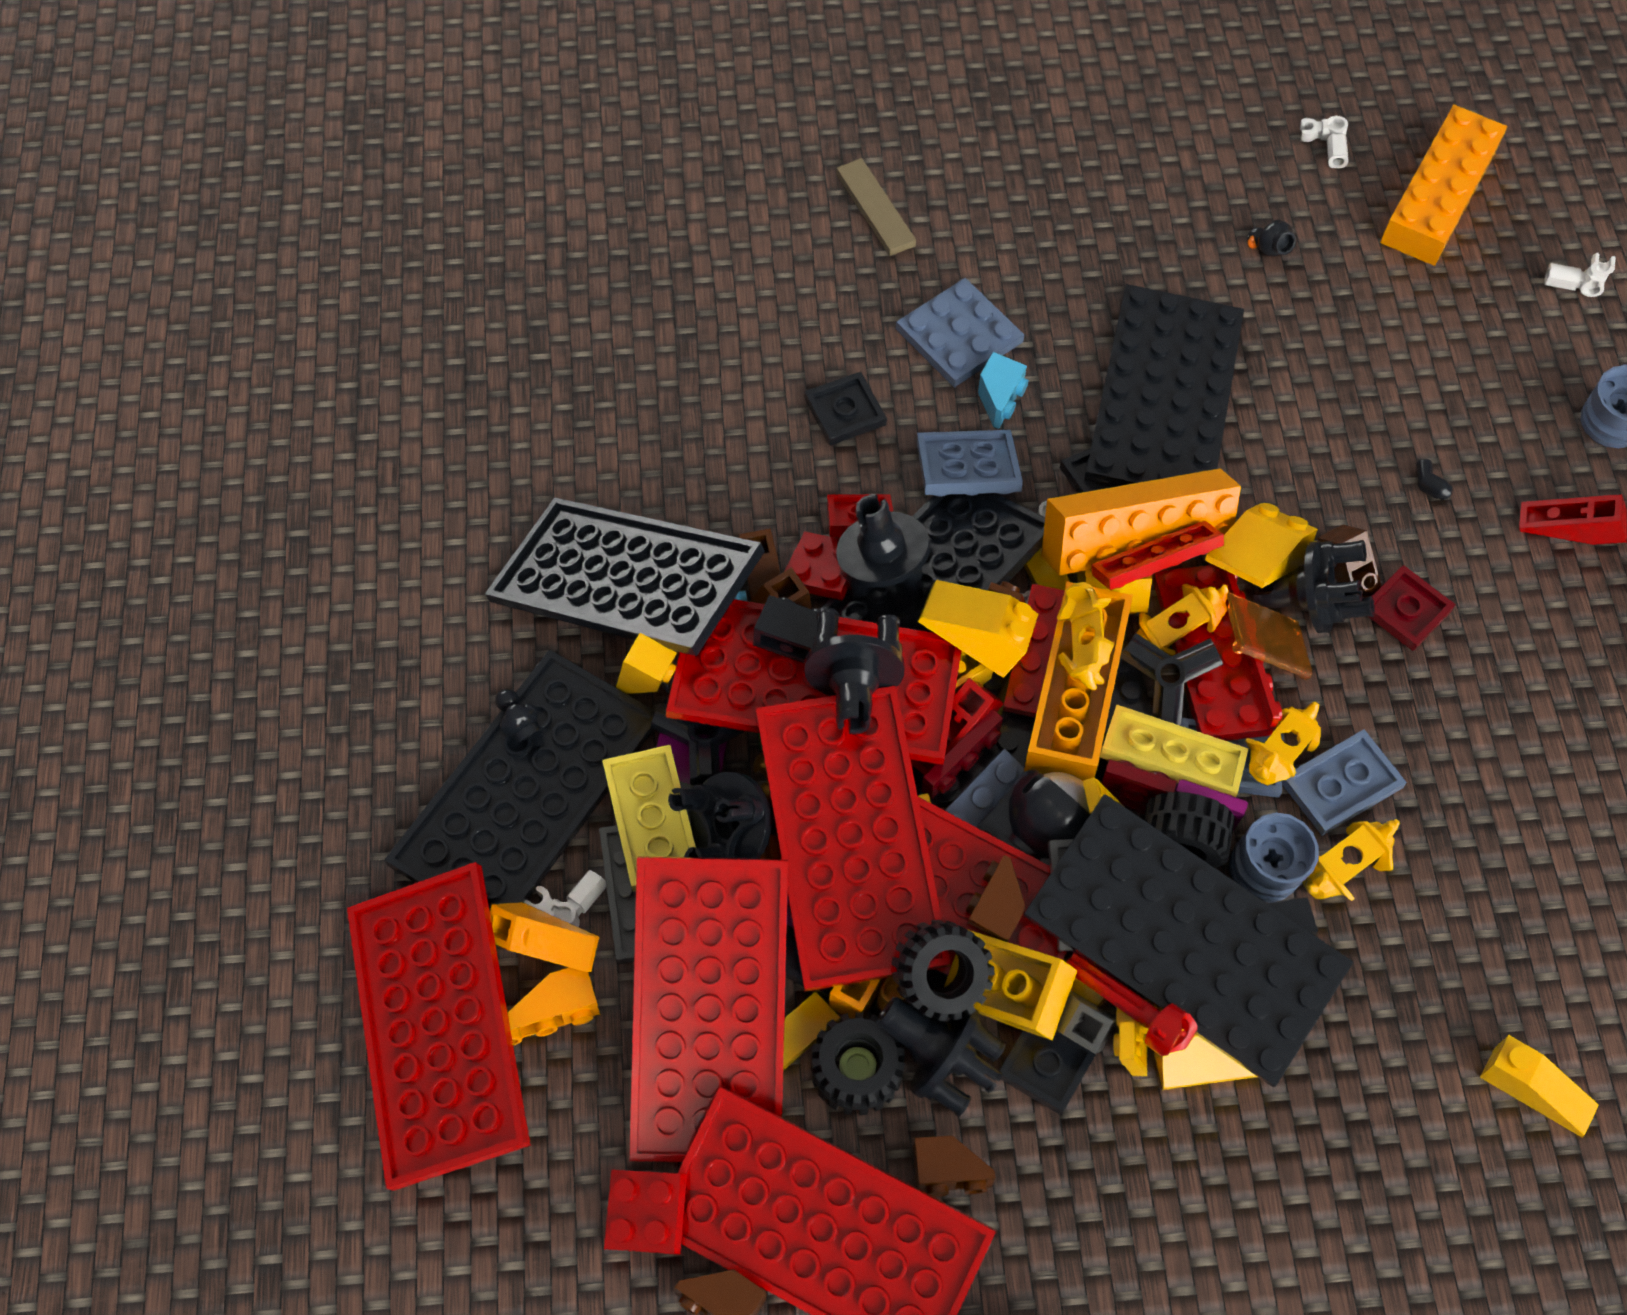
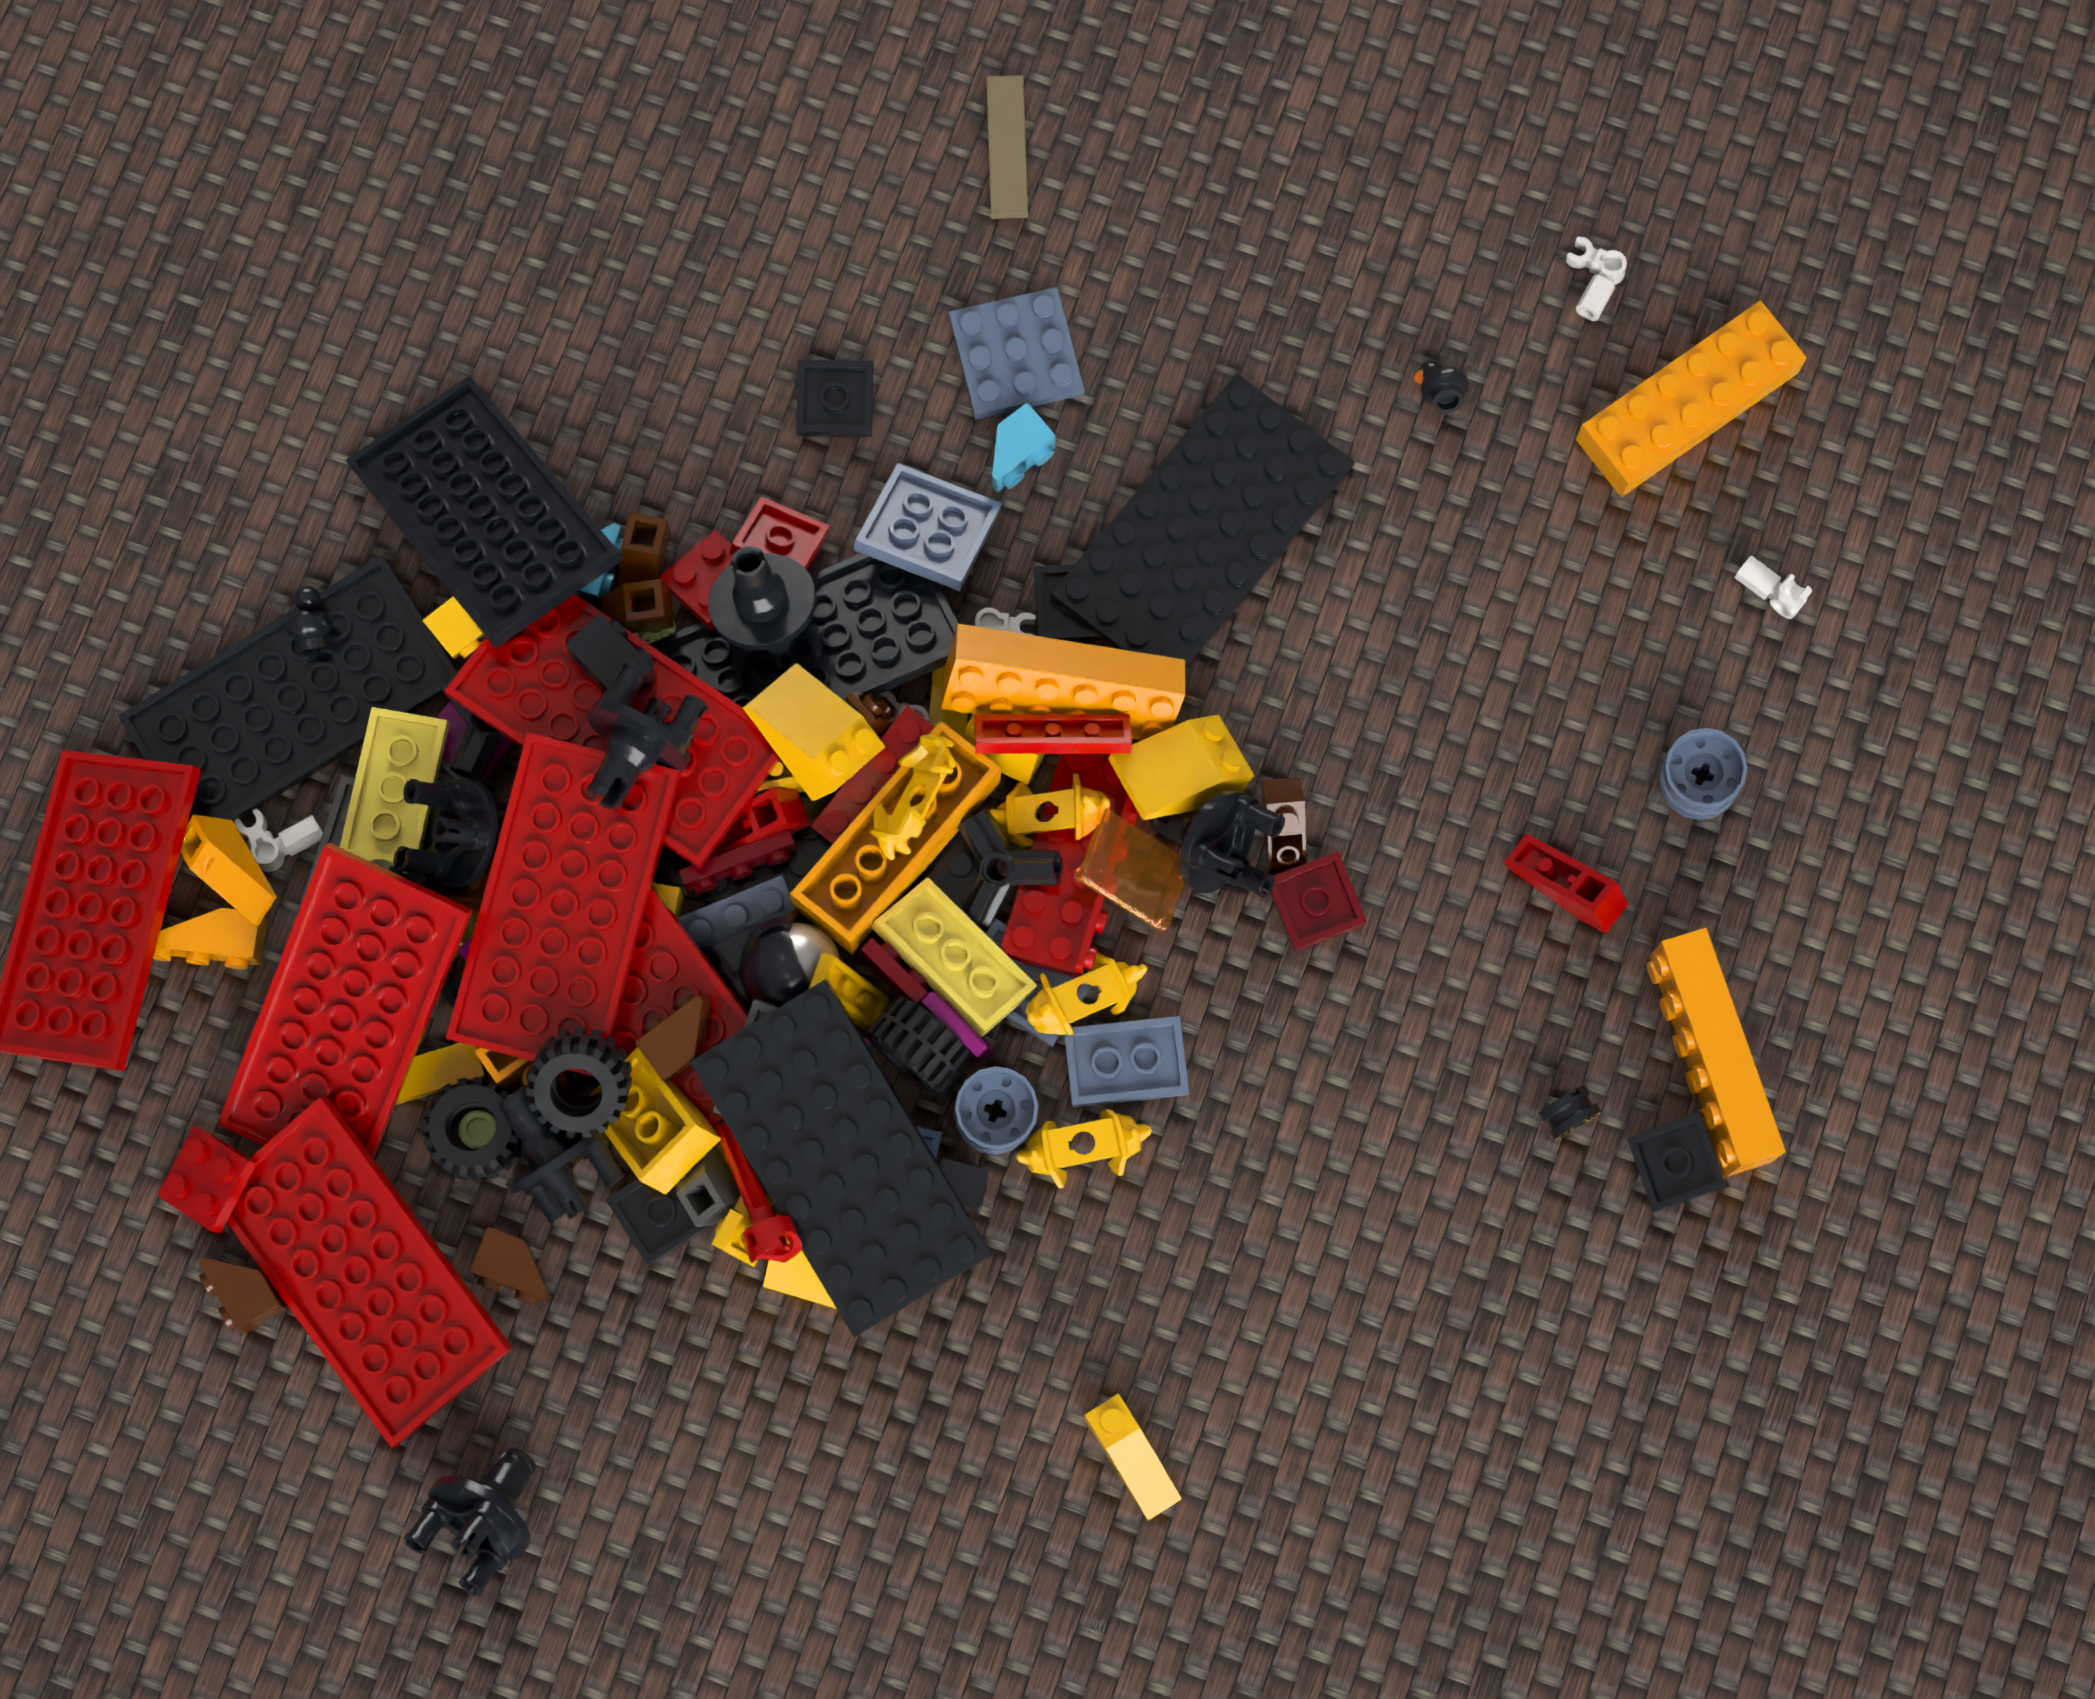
camera: 25 degrees right, 15 degrees up
(1431, 483) = (1435, 768): black arm -> none

